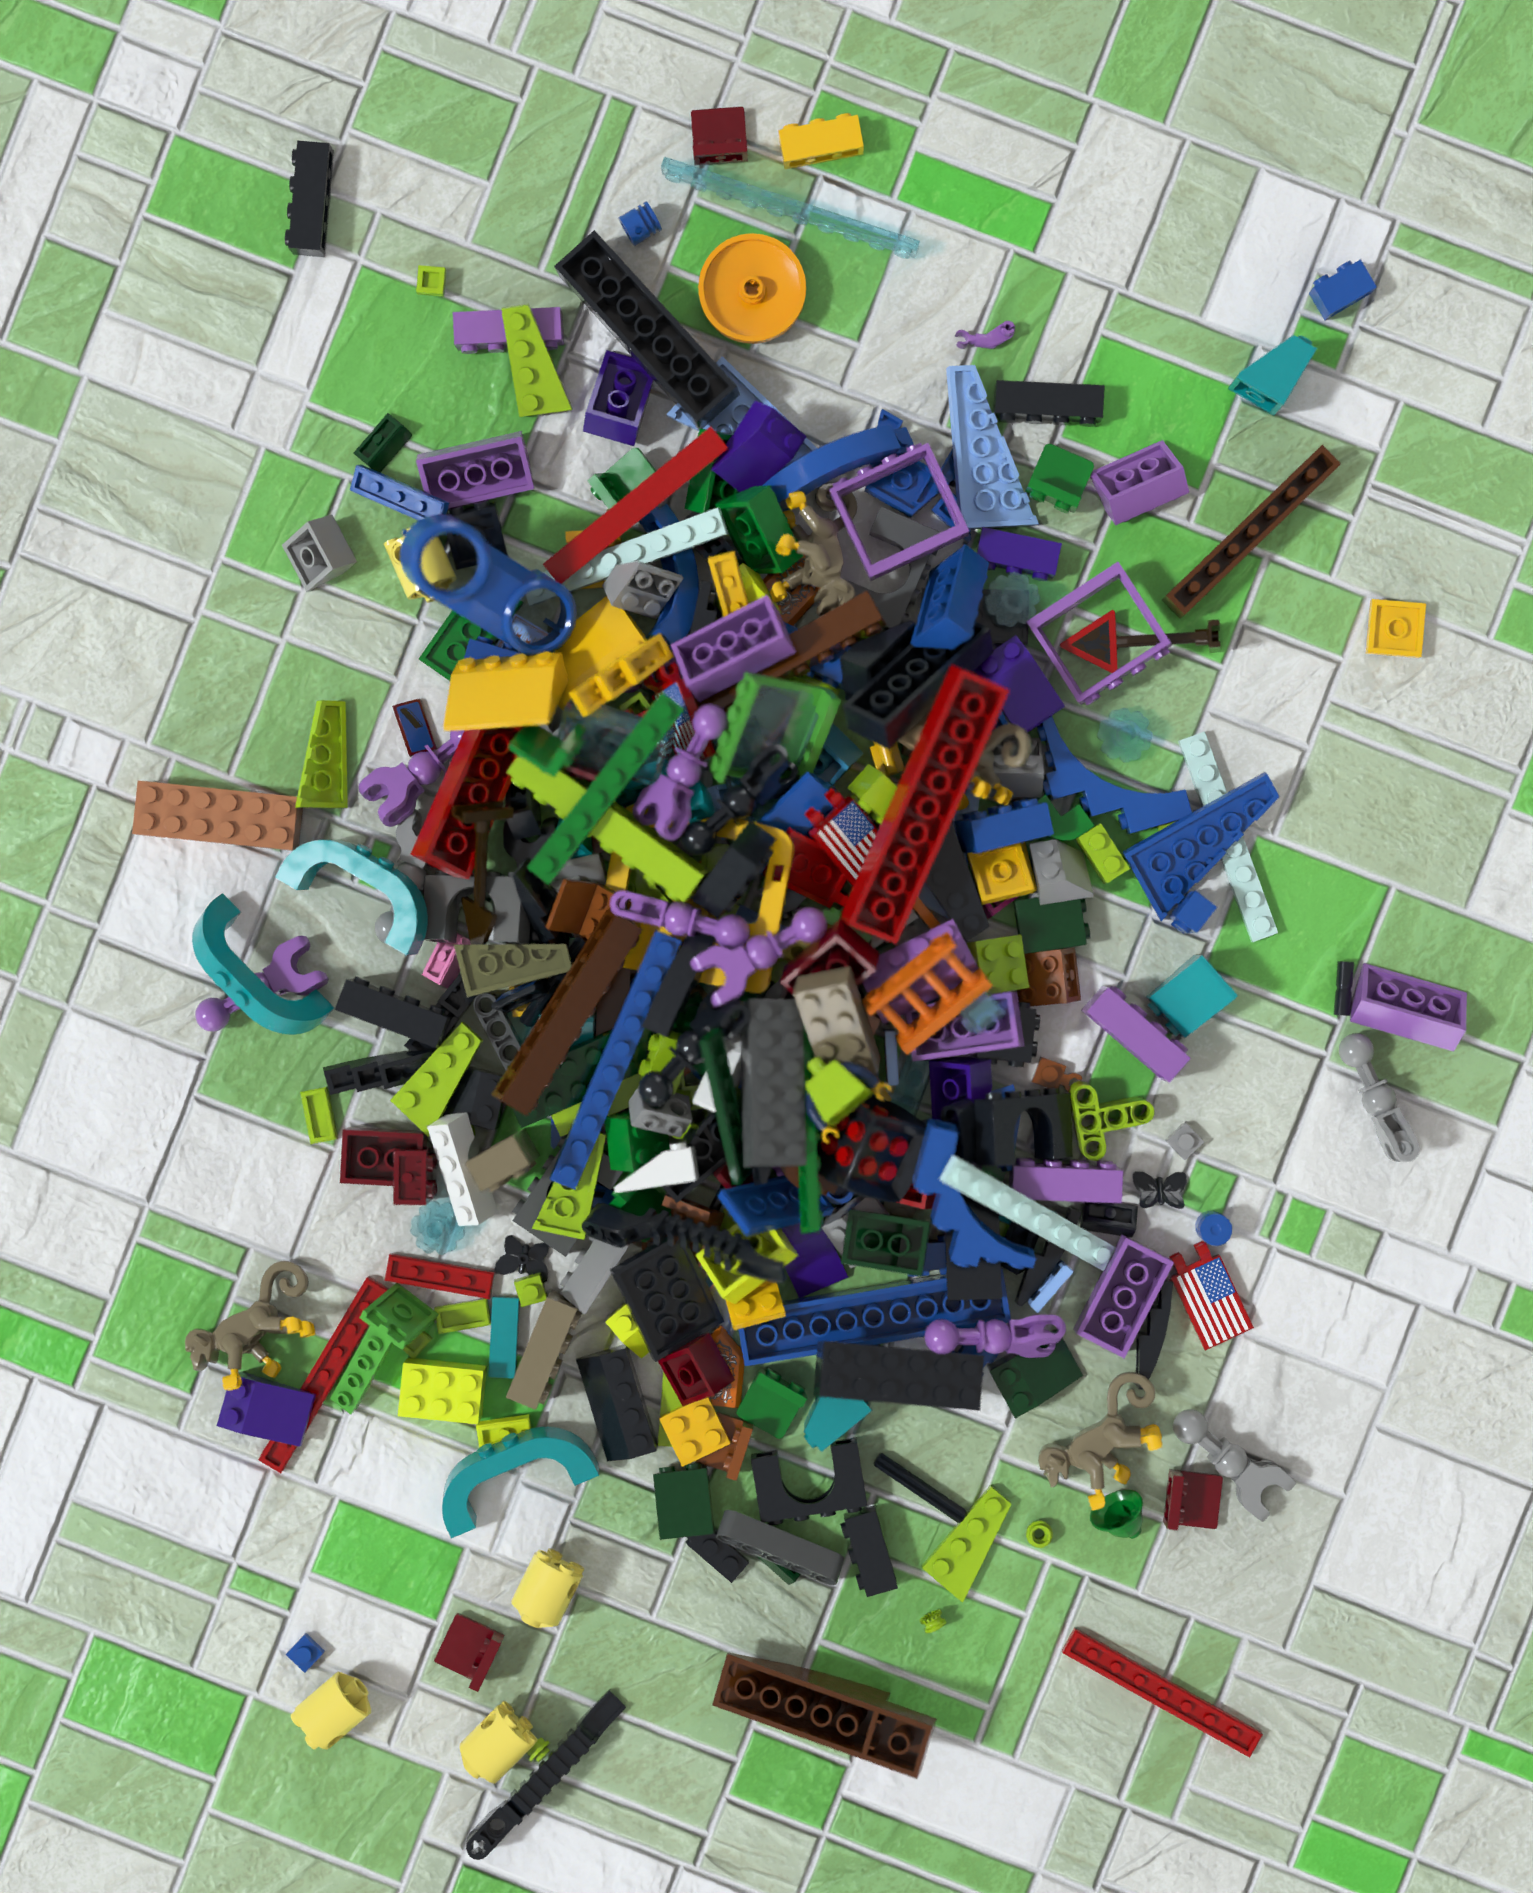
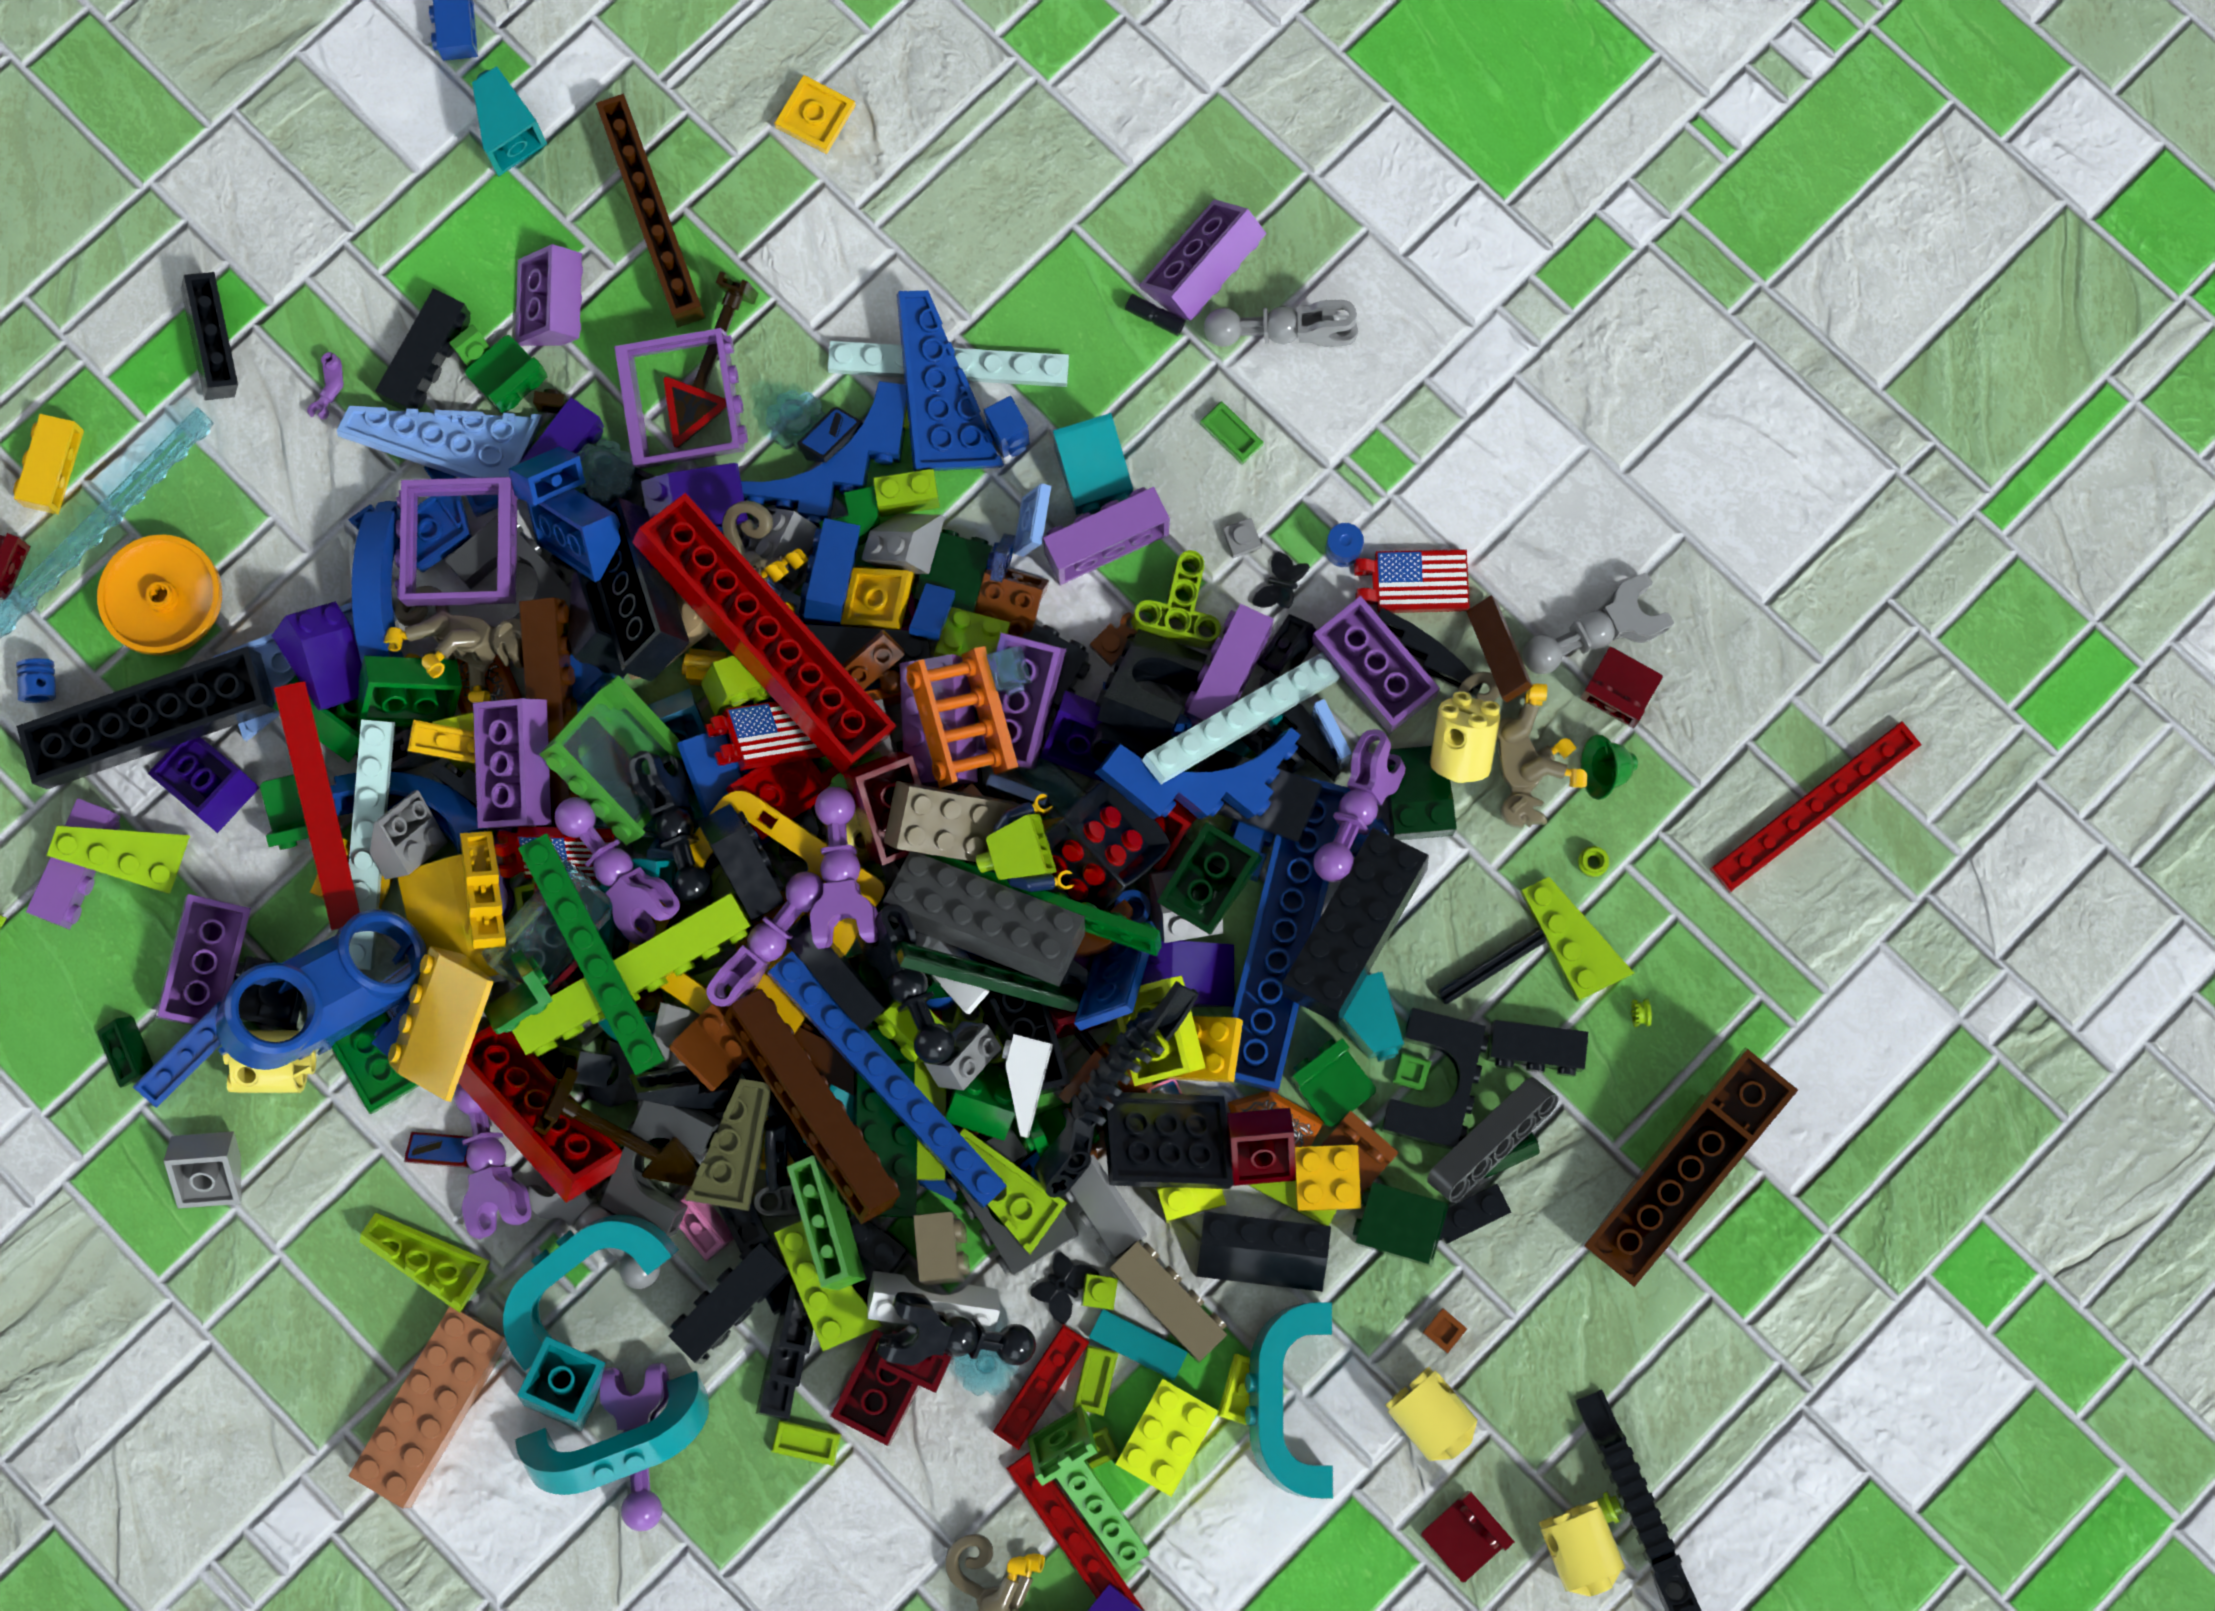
camera: 65 degrees left, 10 degrees down
(275, 914) = (562, 1383): none -> teal slope
(435, 1184) = (934, 1334): none -> black piece
(482, 1062) = (826, 1225): none -> bright green brick
(617, 1569) = (1444, 1330): none -> dark orange plate
(807, 1460) = (1411, 1072): none -> bright green tile
(945, 899) = (874, 661): none -> dark orange plate
(983, 559) = (546, 475): none -> blue brick
(984, 219) = (209, 336): none -> black brick
(1008, 923) = (932, 612): none -> blue tile
(1052, 526) = (549, 401): none -> dark brown plate
(1070, 437) = (469, 345): none -> bright green plate
(1079, 956) = (1001, 557): none -> clear blue plate
(1090, 1397) = (1465, 738): none -> light yellow cylinder
(1122, 770) = (829, 435): none -> slope
(1122, 967) = (1032, 520): none -> light blue tile
(1178, 1392) = (1499, 649): none -> reddish brown tile
(1270, 1094) = (1231, 432): none -> bright green tile

